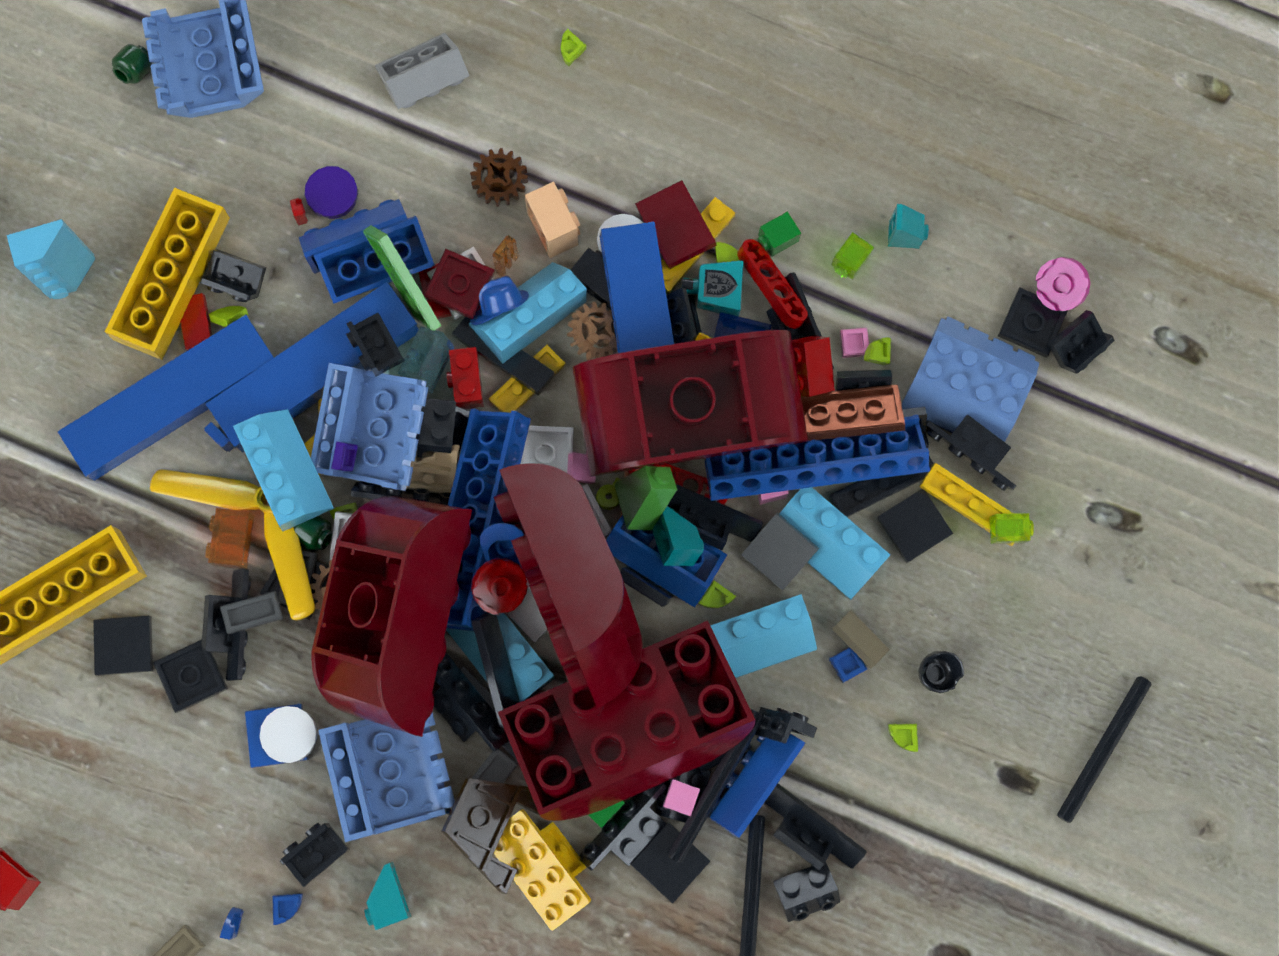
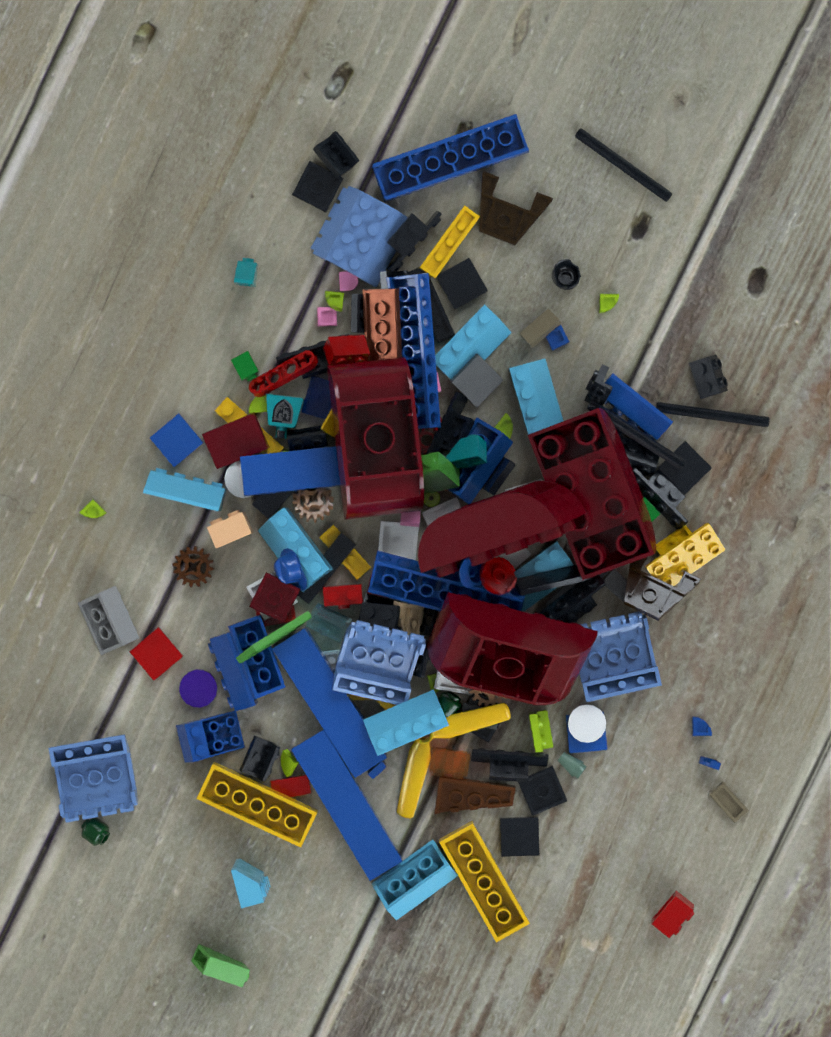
camera: 85 degrees left, 10 degrees up
(58, 494) = (414, 879): none -> medium azure slope
(183, 573) = (471, 794): none -> reddish brown wing
(227, 717) = (572, 765): none -> sand green cone
(251, 612) = (503, 746): dark grey tile -> none
(263, 210) = (210, 736): none -> blue slope
(277, 667) = (540, 730): none -> lime bracket
(298, 211) = (211, 712): red tile -> none
(314, 853) = (667, 707): black bracket -> none
(344, 456) = (397, 681): dark purple tile -> none
(375, 343) = (320, 657): black bracket -> none
(378, 135) = (156, 653): none -> red tile
(387, 900) = (701, 659): teal slope -> none
(503, 255) = (255, 565): clear orange tile -> none
(603, 160) = (184, 490): none -> medium azure slope
(671, 150) = (176, 440): none -> blue tile
(681, 797) = (643, 458): bright pink tile -> none
(810, 833) = (671, 371): black bracket -> none
(852, 256) = (264, 314): clear neon green brick -> none
(905, 368) = (347, 281): none -> bright pink tile
(1010, 528) = (470, 218): clear neon green brick -> none
(1011, 581) = (503, 219): none -> dark brown wing
(1062, 284) = (294, 165): tile -> none
(1092, 501) = (450, 158): none -> blue tile

